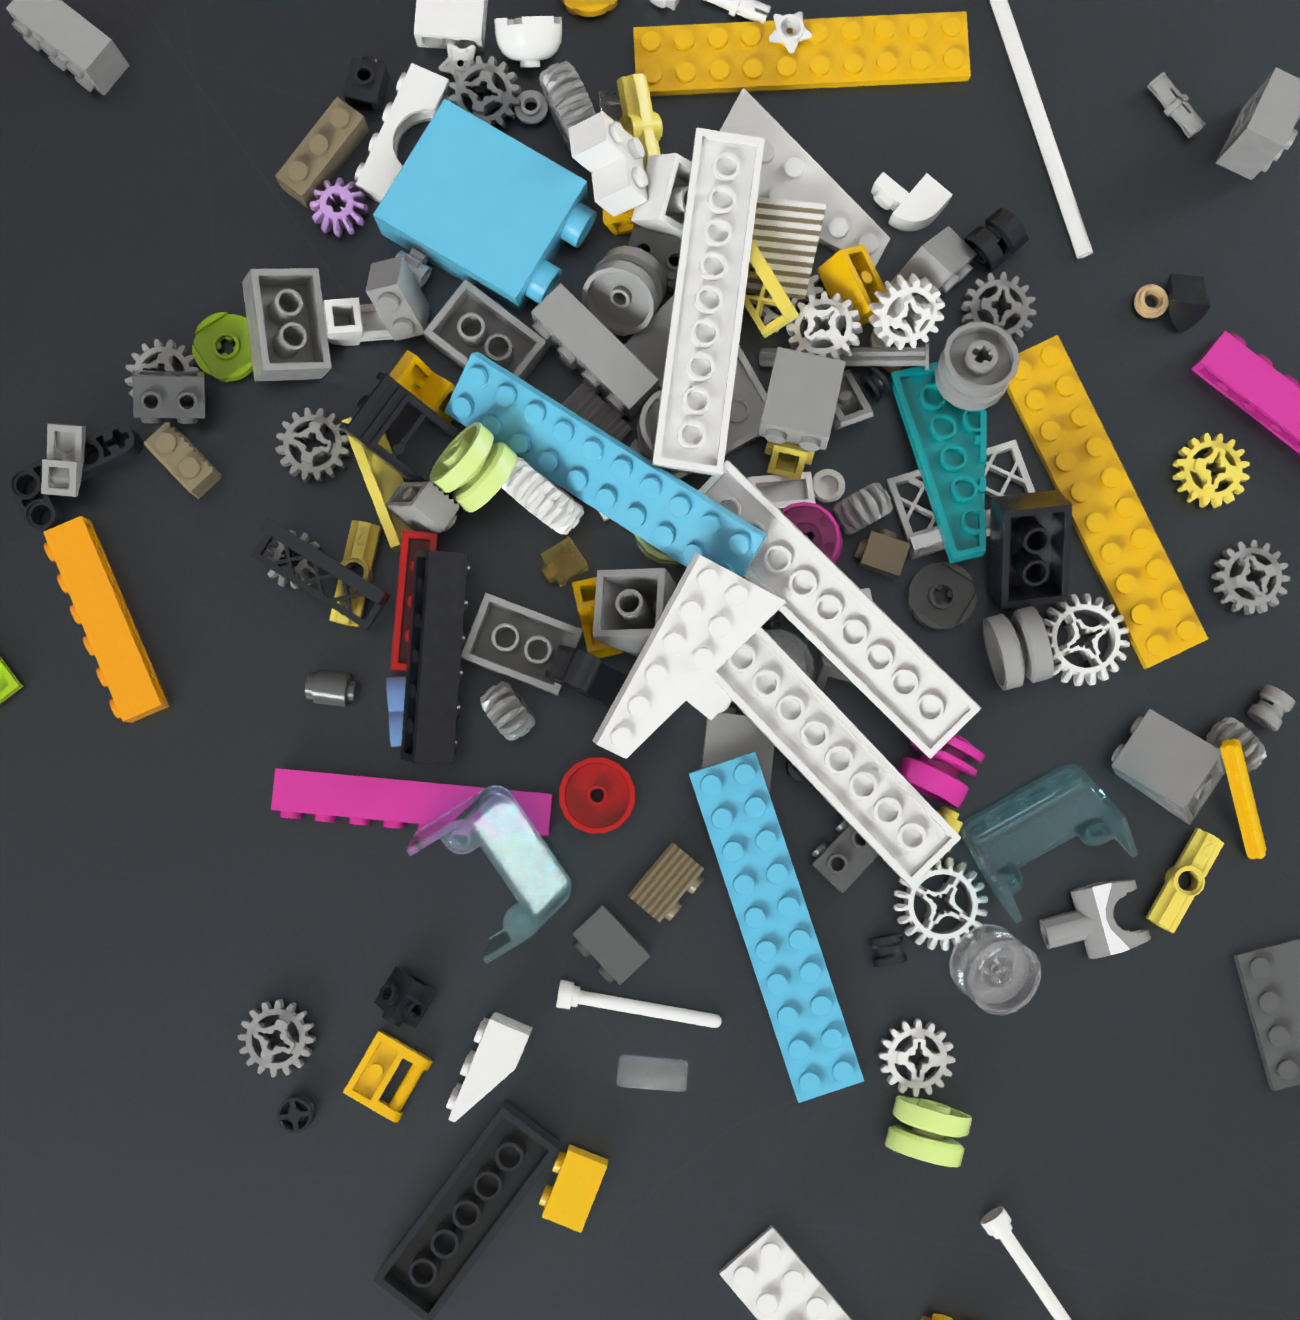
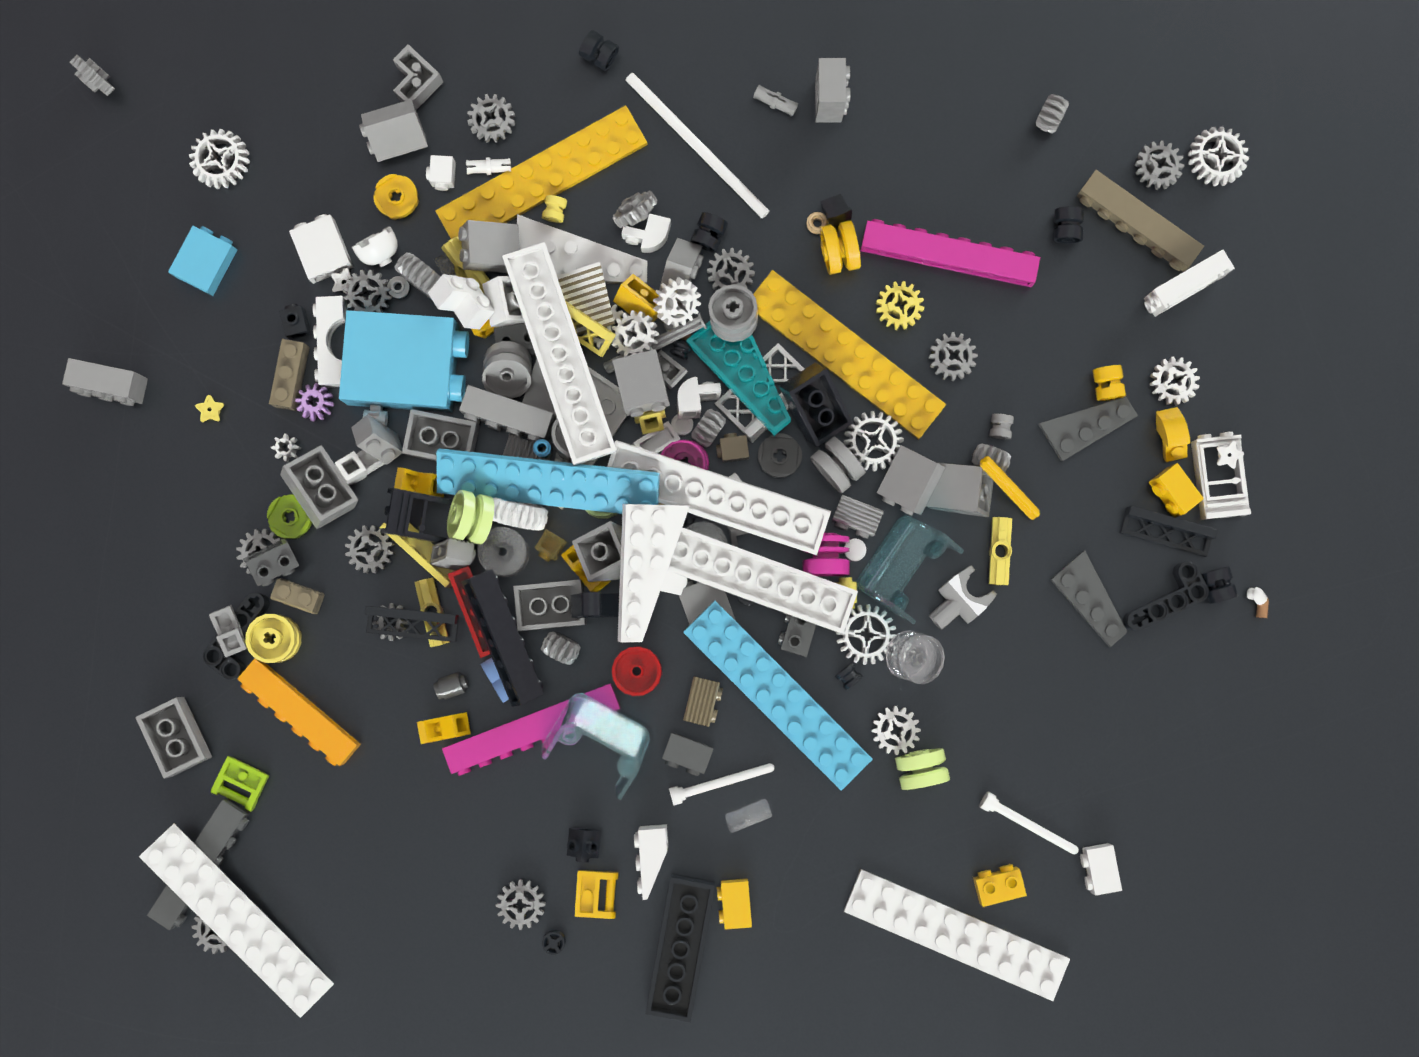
camera: 20 degrees left, 0 degrees up
(102, 493) = (260, 636): none -> light yellow wheel
(200, 149) = (209, 403): none -> light yellow plate
(259, 249) = (280, 449): none -> white gear
(291, 740) = (443, 728): none -> yellow brick
(509, 554) = (515, 558): none -> clear wheel
(619, 414) = (540, 443): none -> dark azure pin
(679, 103) = (486, 243): none -> light grey brick
(792, 22) = (528, 162): white plate -> none
(795, 107) = (554, 209): none -> light yellow wheel
(863, 451) = (691, 394): none -> white brick
(909, 157) = (634, 209): none -> light grey gear
(986, 779) = (857, 550): none -> white tile
(1008, 733) = (857, 516): none -> light grey brick
(1109, 720) = (910, 481): none -> light grey brick
(1169, 349) = (840, 246): none -> yellow wheel

